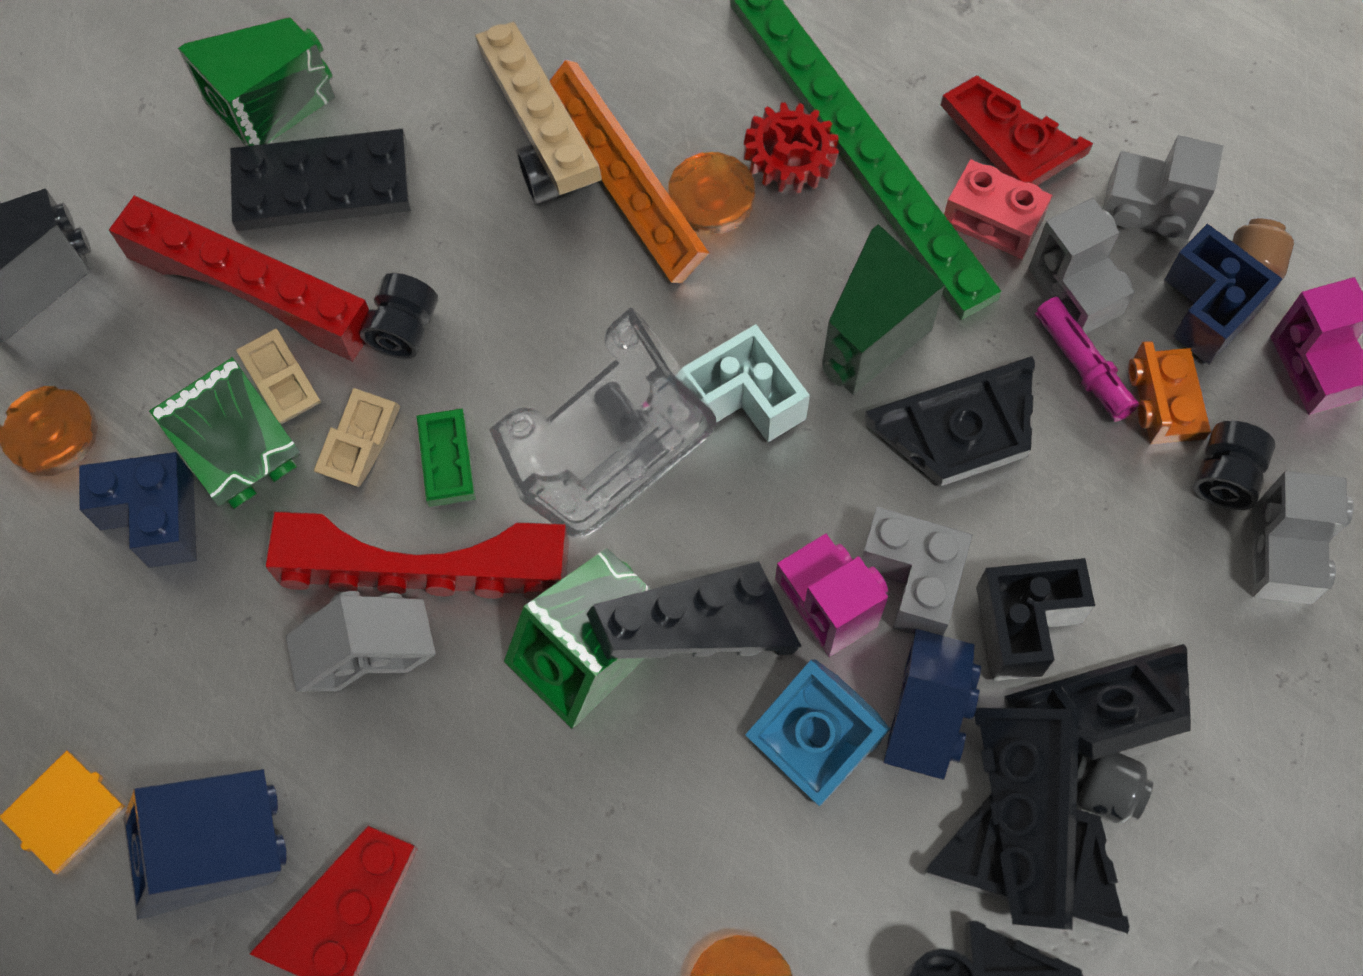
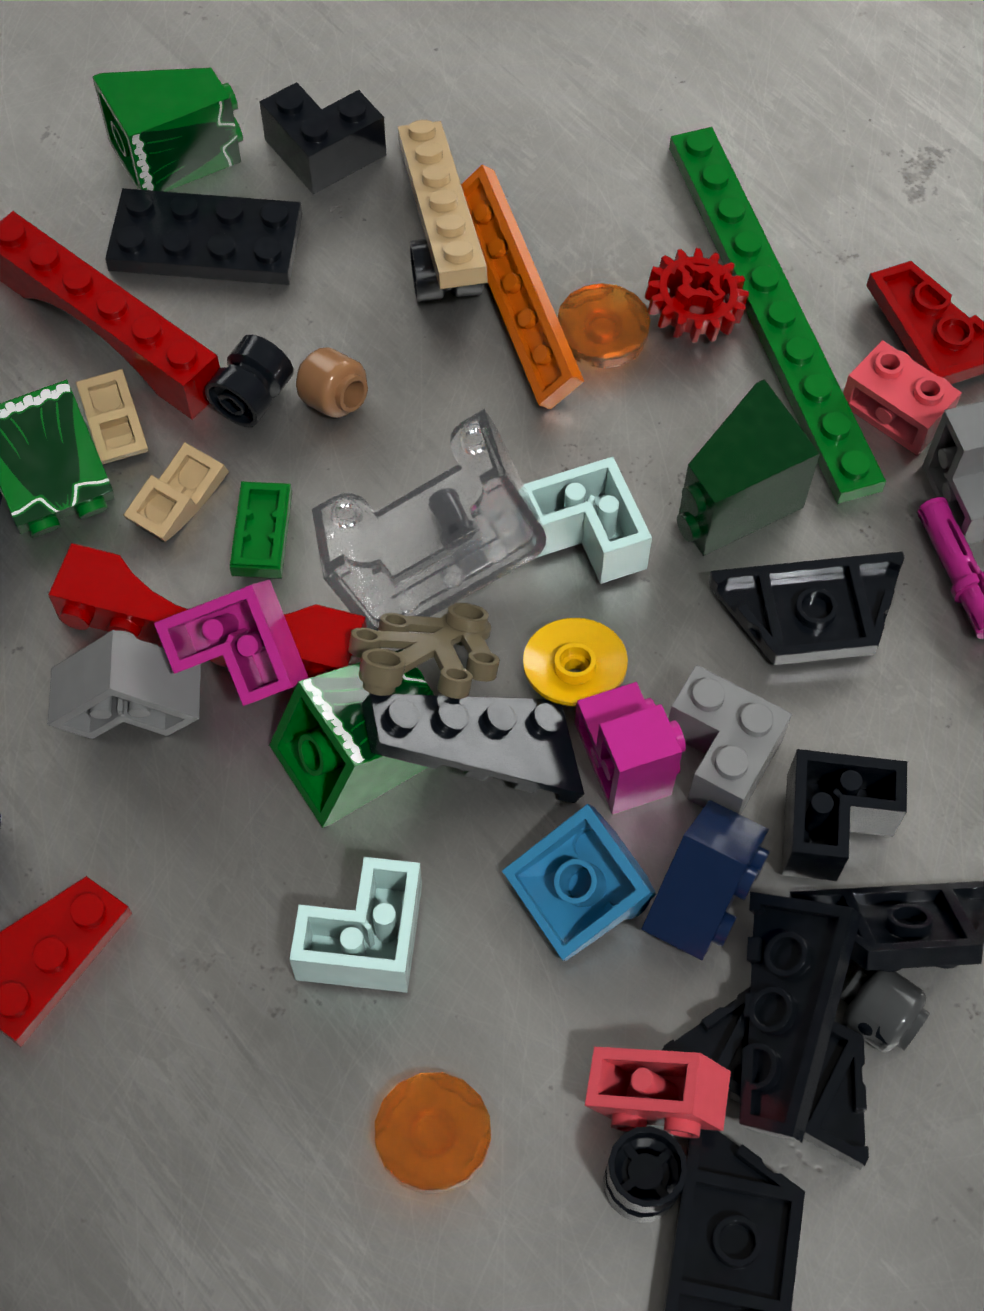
camera: 10 degrees right, 5 degrees down
(407, 66) = (323, 142): none -> black brick
(459, 567) = (247, 632): none -> dark pink brick
(476, 301) = (331, 382): none -> medium nougat head
(644, 834) = (364, 945): none -> light aqua brick
(652, 511) = (462, 625): none -> dark tan plant
(761, 506) = (569, 646): none -> yellow dish
(935, 909) = (658, 1089): none -> coral brick

